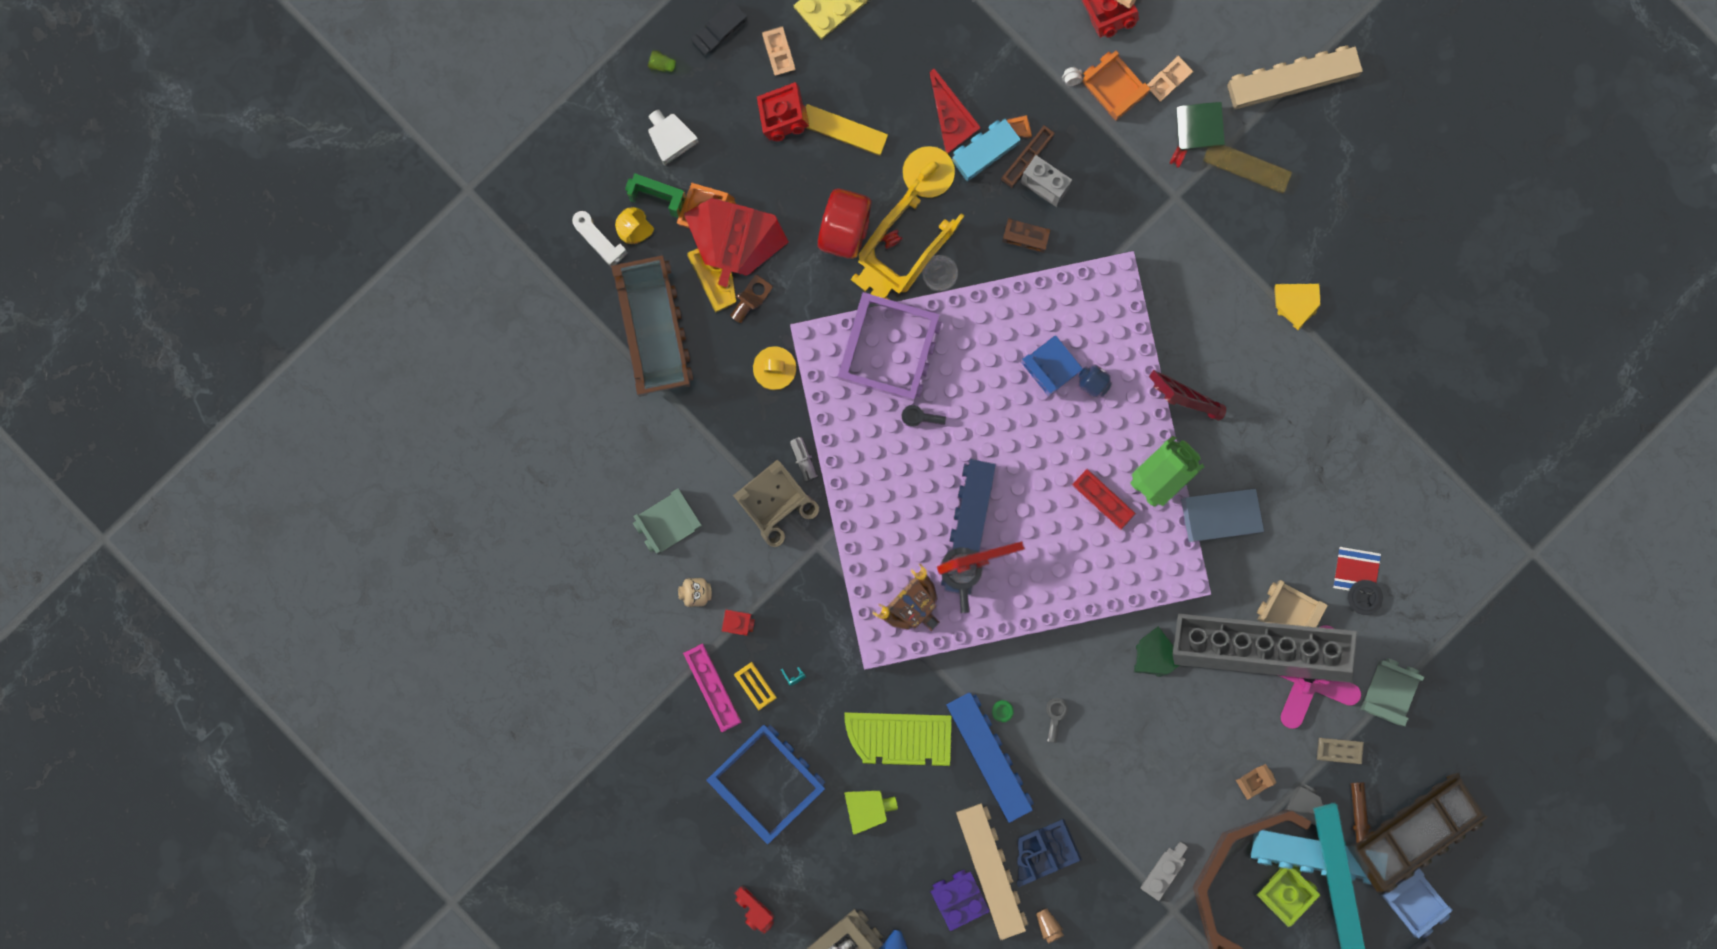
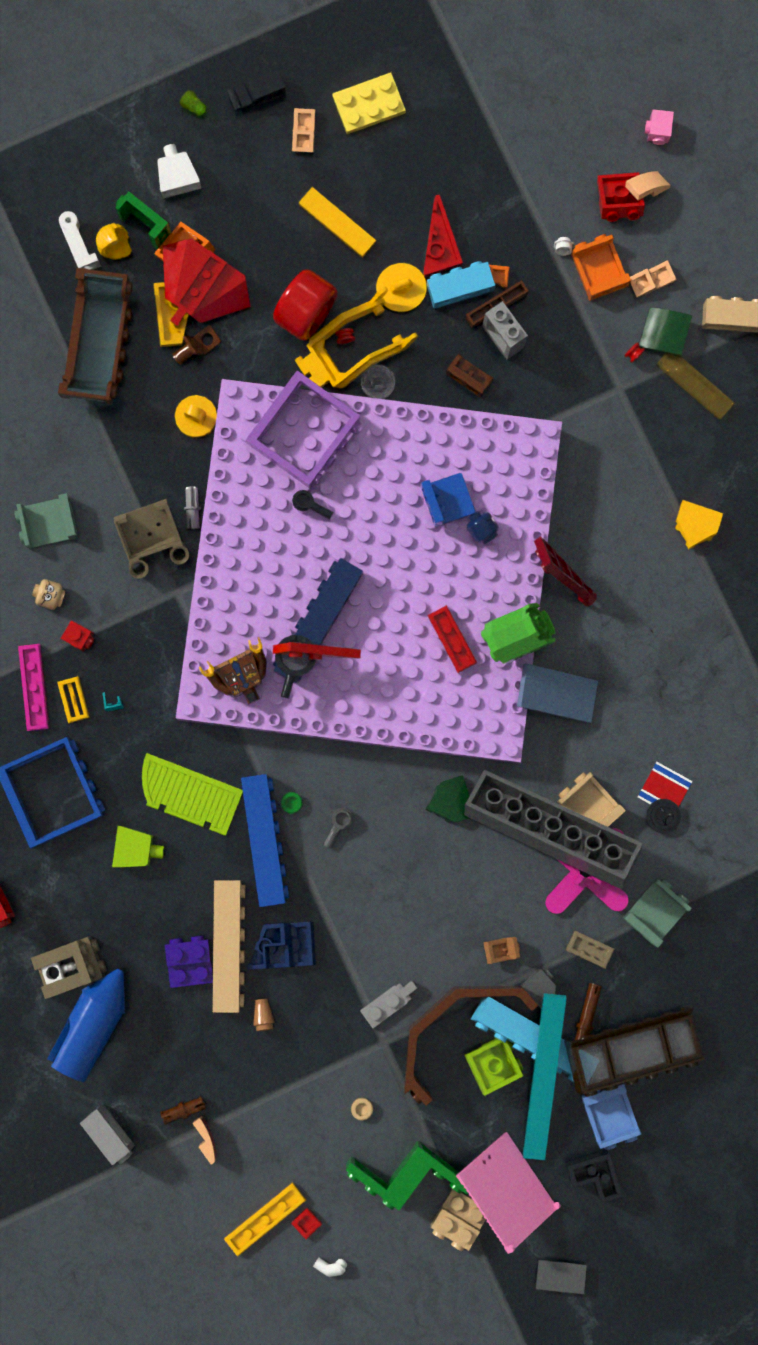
camera: 15 degrees right, 0 degrees up
(782, 112) = (286, 186): red plate -> none

